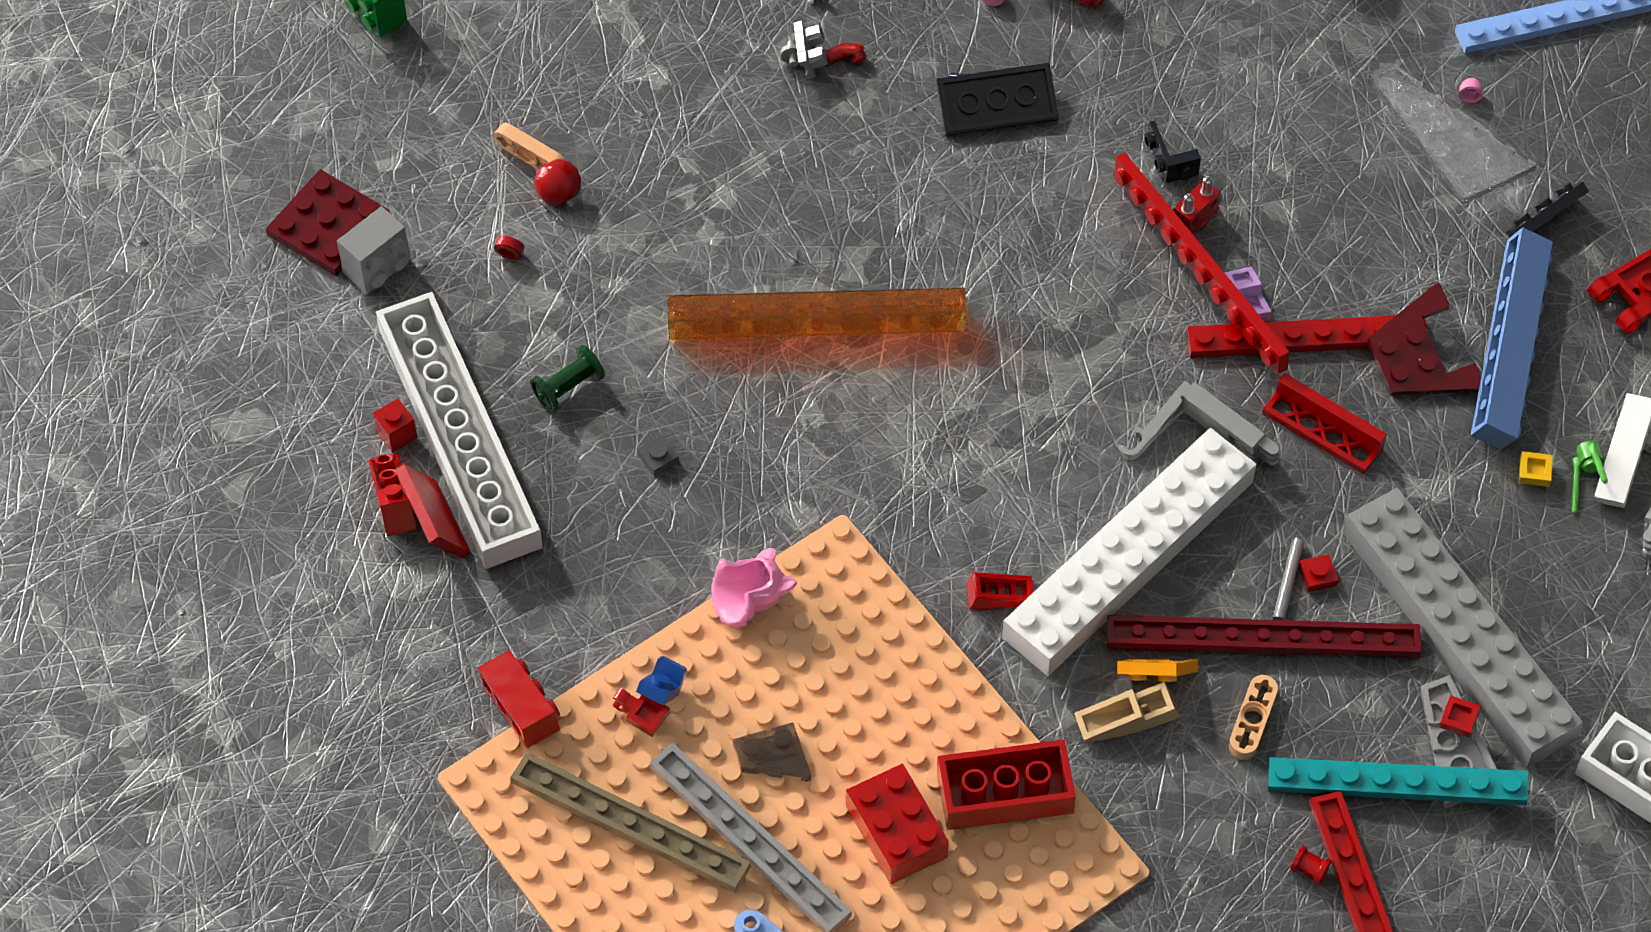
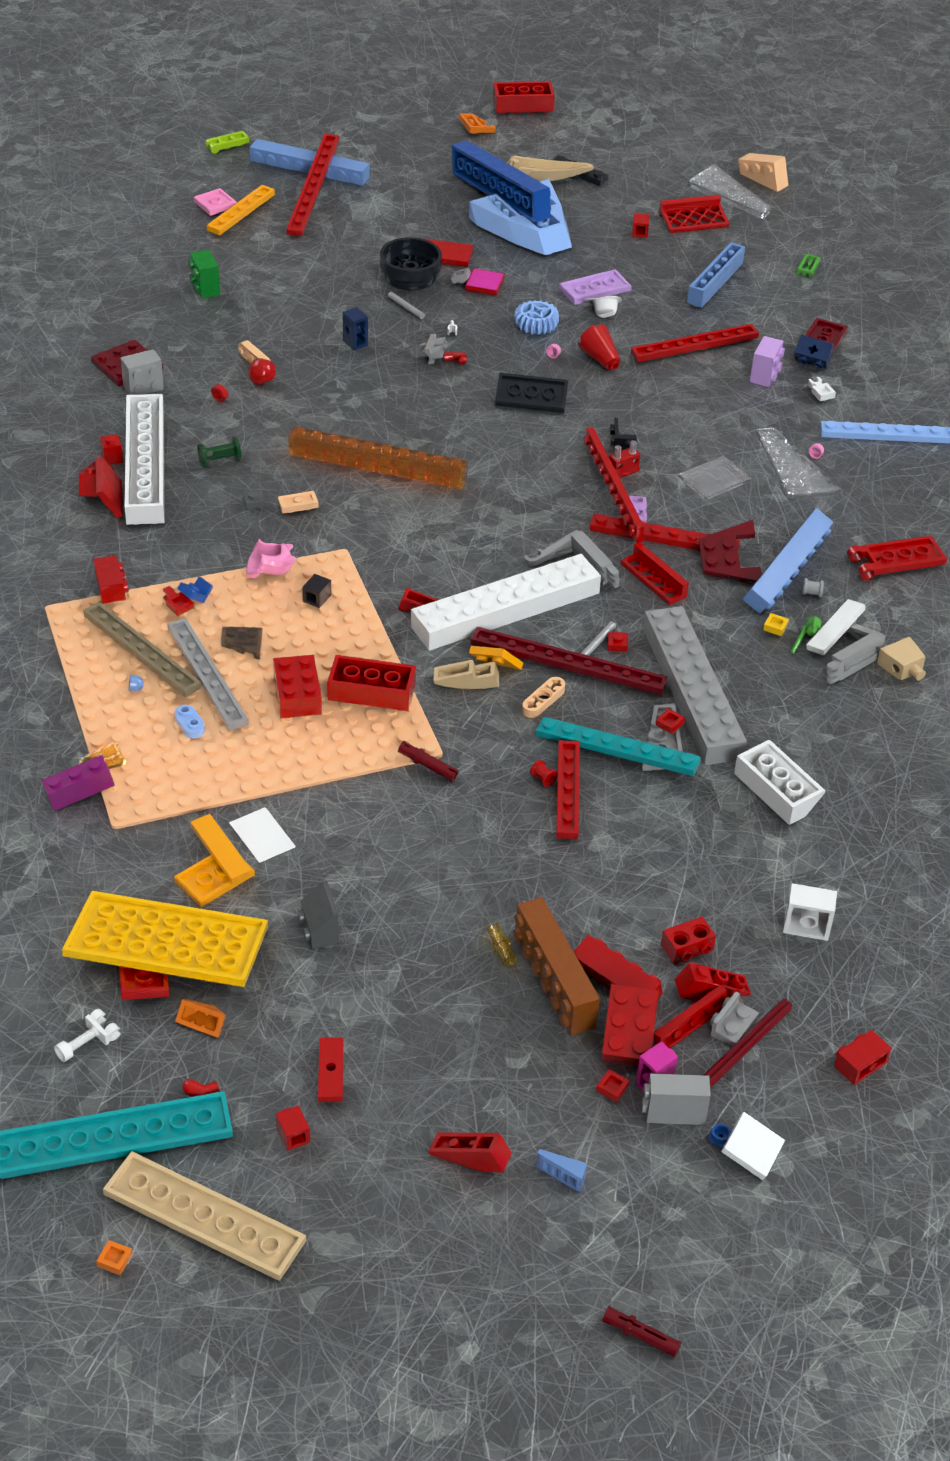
camera: 15 degrees right, 15 degrees down
(650, 892) = (135, 683): none -> medium blue hinge
(669, 47) = (355, 328): none -> dark blue brick
(731, 443) = (297, 502): none -> light nougat plate
(844, 623) = (316, 590): none -> black brick
(1132, 896) = (419, 756): none -> dark red pin
(1338, 193) = (714, 477): none -> clear piece
(1548, 208) = (839, 510): black plate -> none
(1563, 378) = (812, 587): none -> light grey bush

